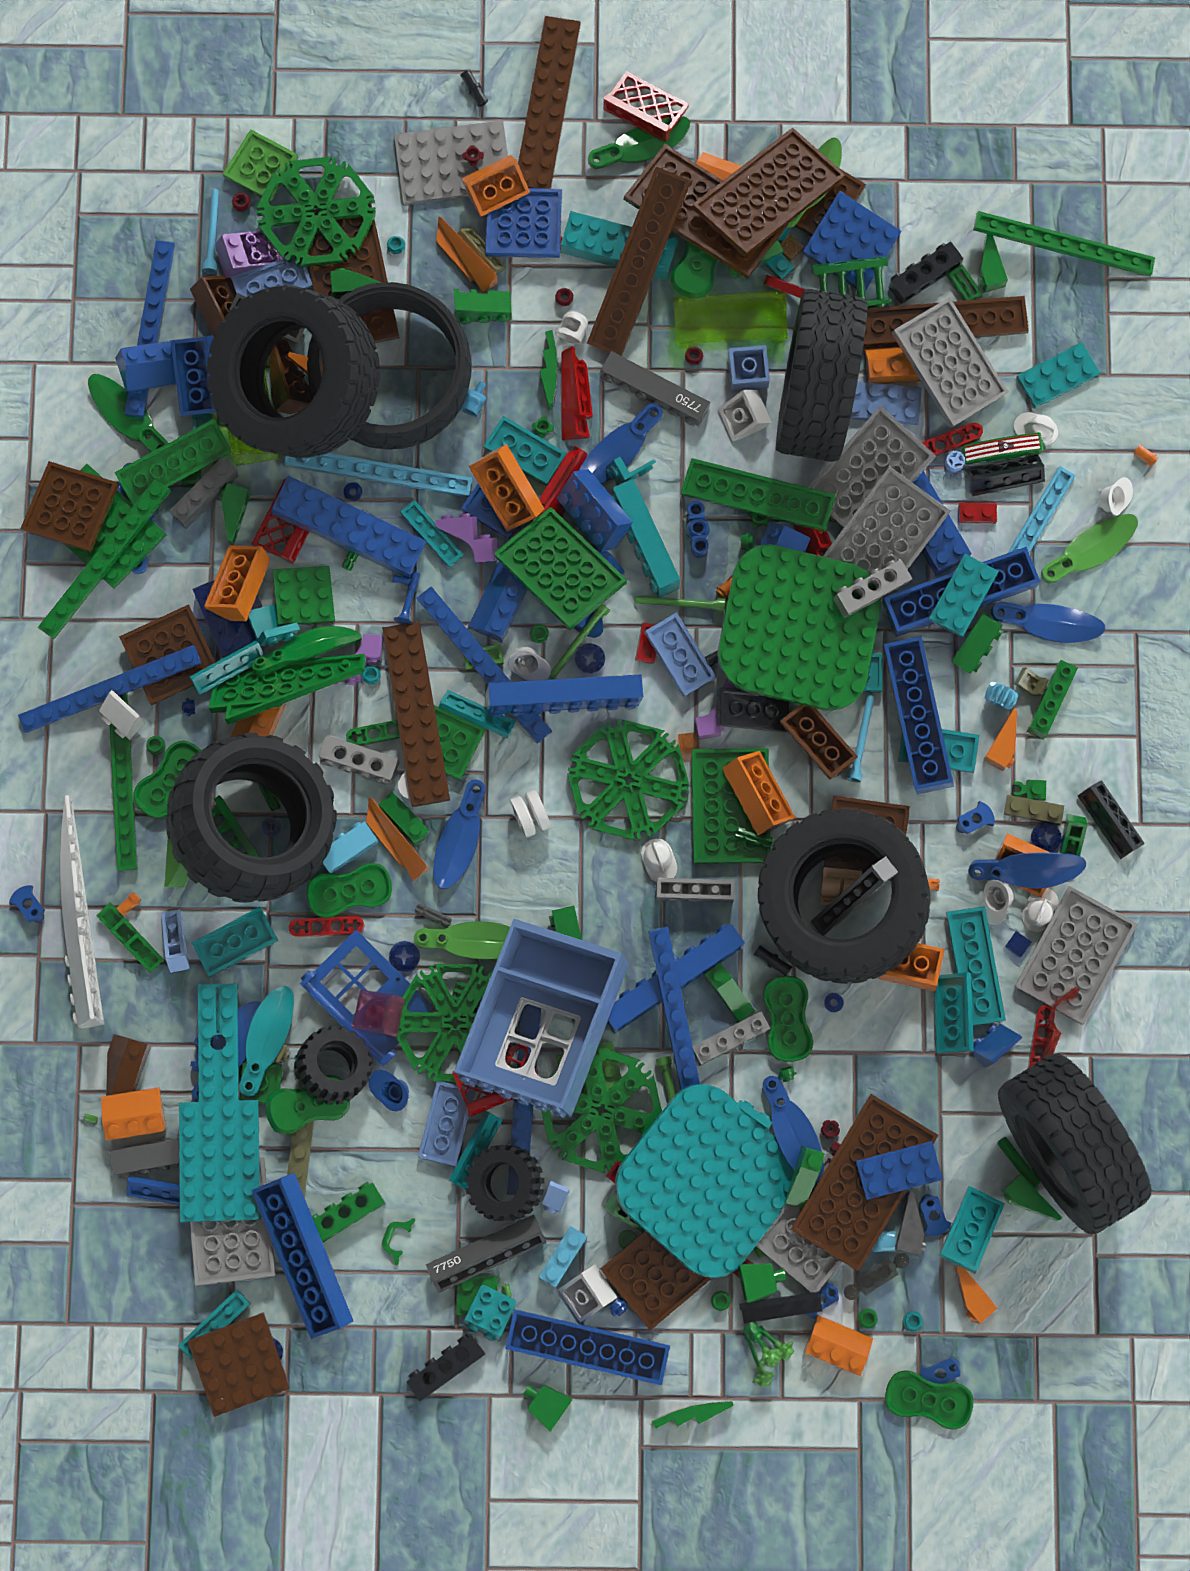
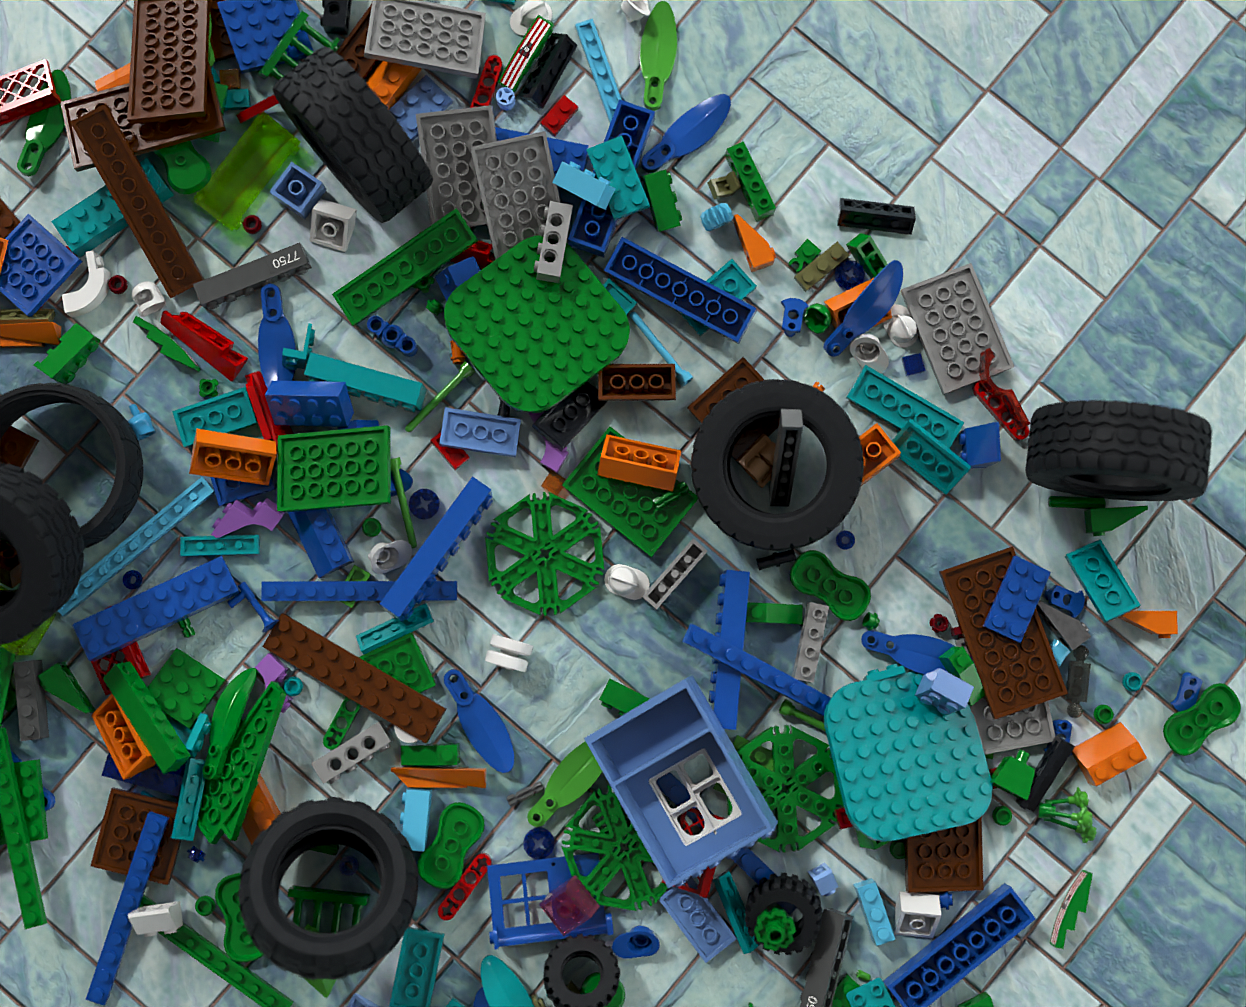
camera: 55 degrees left, 5 degrees up
(263, 585) = (146, 717): none -> green brick
(488, 1181) = (774, 929): none -> green plant
(543, 284) = (94, 290): none -> white arch
(777, 1167) = (944, 691): none -> medium blue brick
(935, 574) = (584, 184): none -> medium azure brick
(989, 839) = (817, 318): none -> green hair

